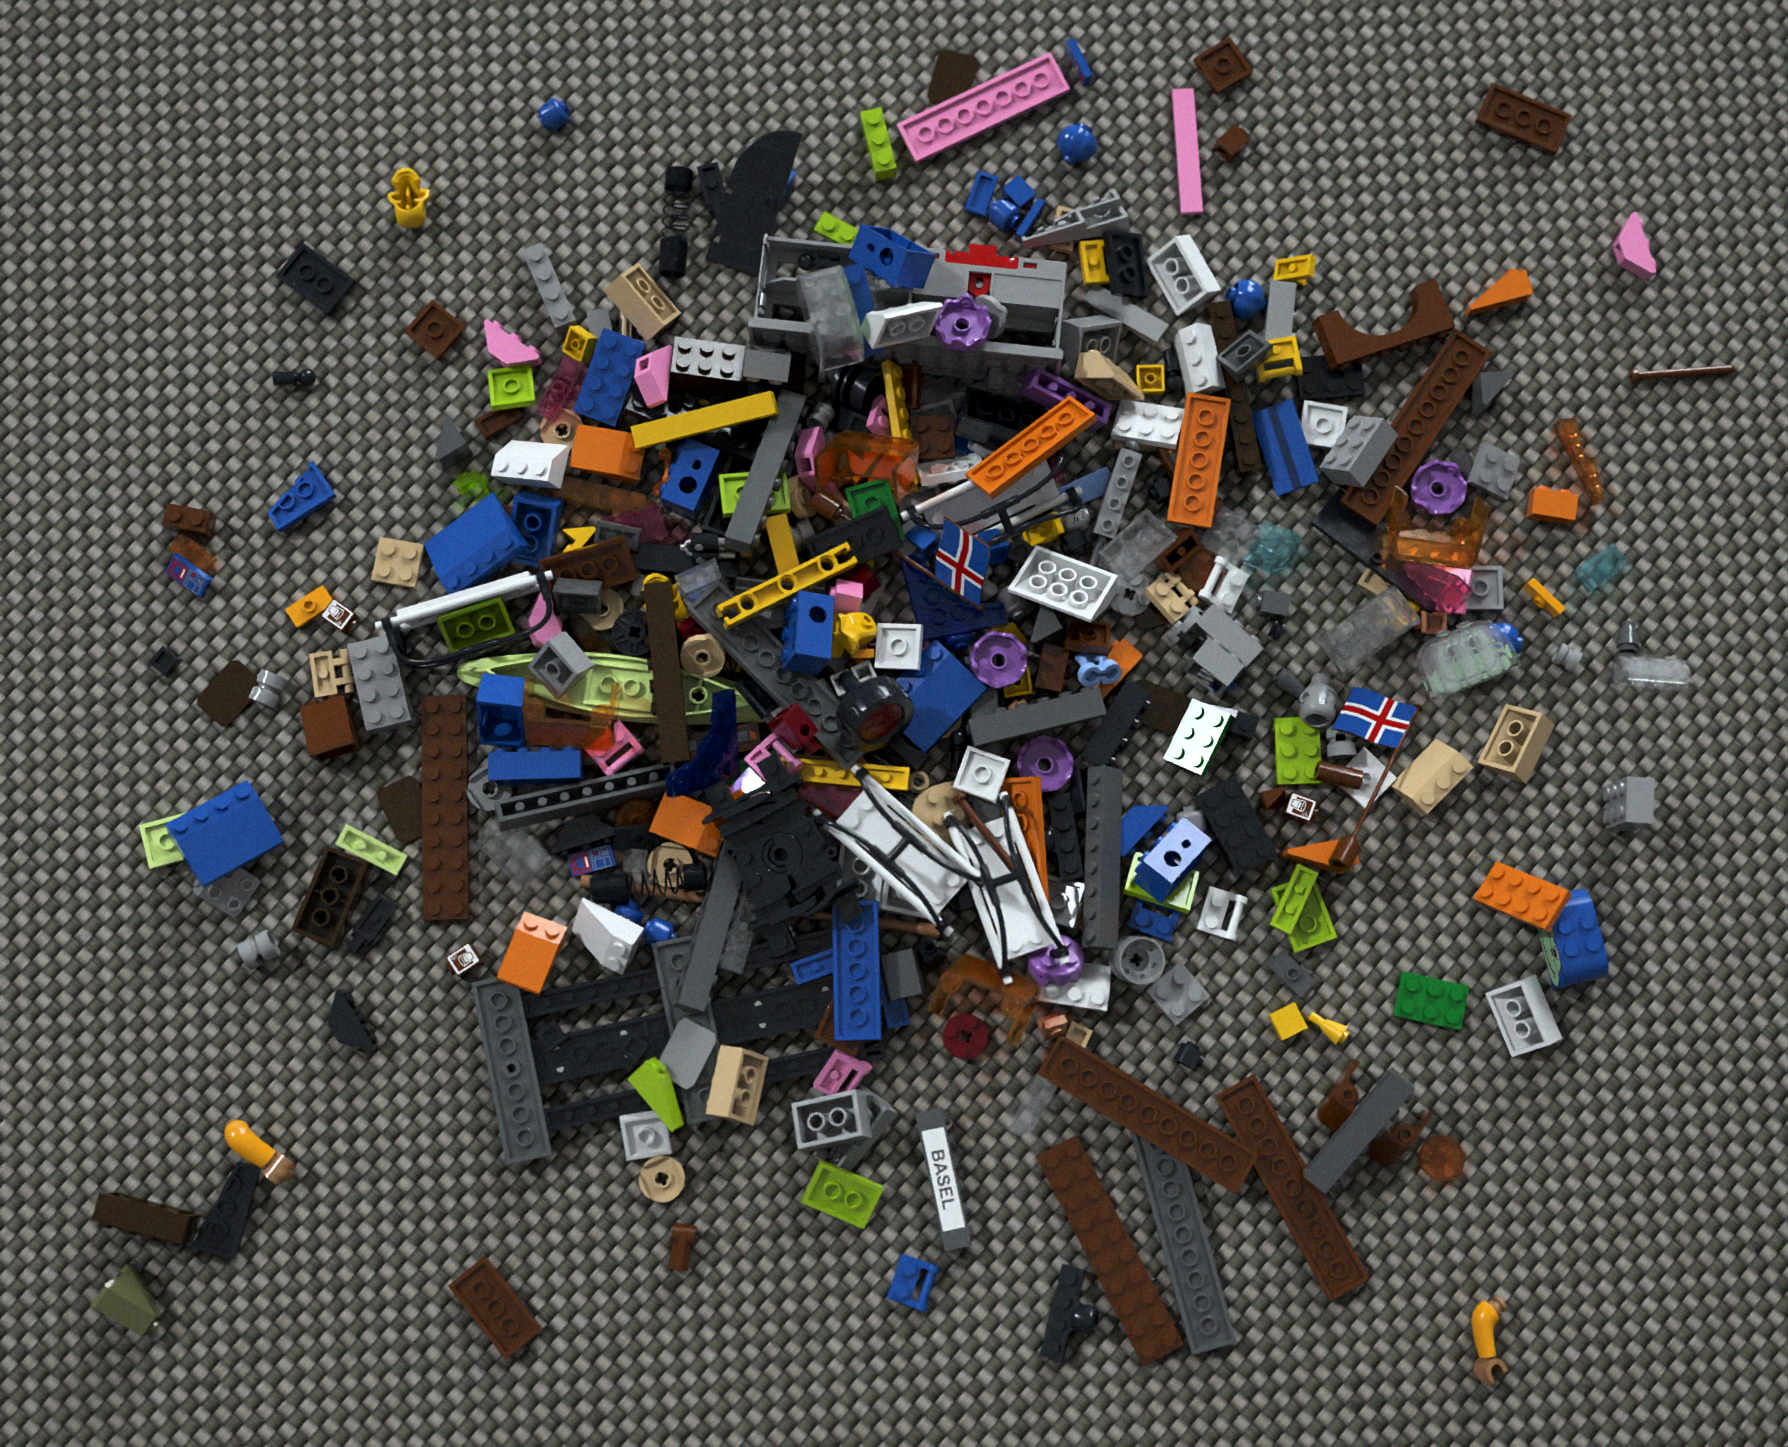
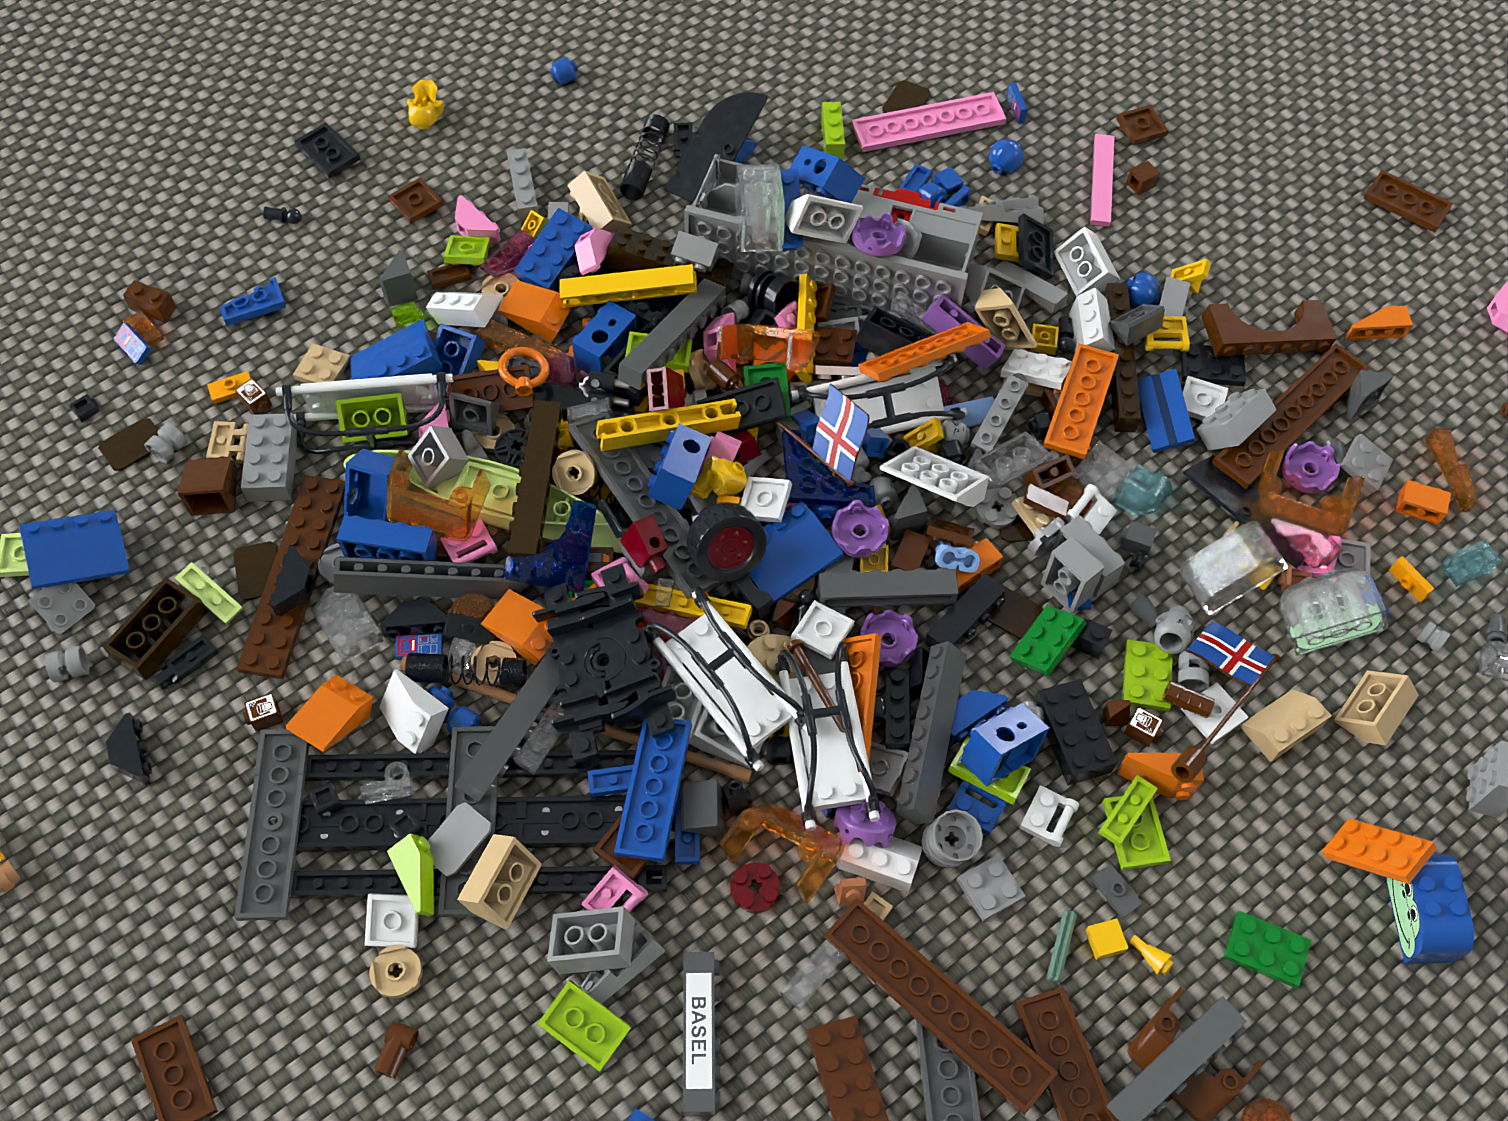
camera: 15 degrees right, 20 degrees down
(452, 822) = (292, 584): none -> black slope
(599, 1021) = (390, 789): none -> clear plate
(624, 563) = (523, 385): none -> orange piece
(777, 553) = (665, 389): none -> dark red torso
(821, 767) = (664, 592): none -> clear piece
(938, 759) = (783, 614): none -> reddish brown slope
(1177, 586) = (1045, 502): none -> tile
(1189, 1055) = (993, 954): black plate -> none
(1248, 1035) = (1061, 946): none -> sand green axle
(1523, 1015) = (1371, 983): white slope -> none

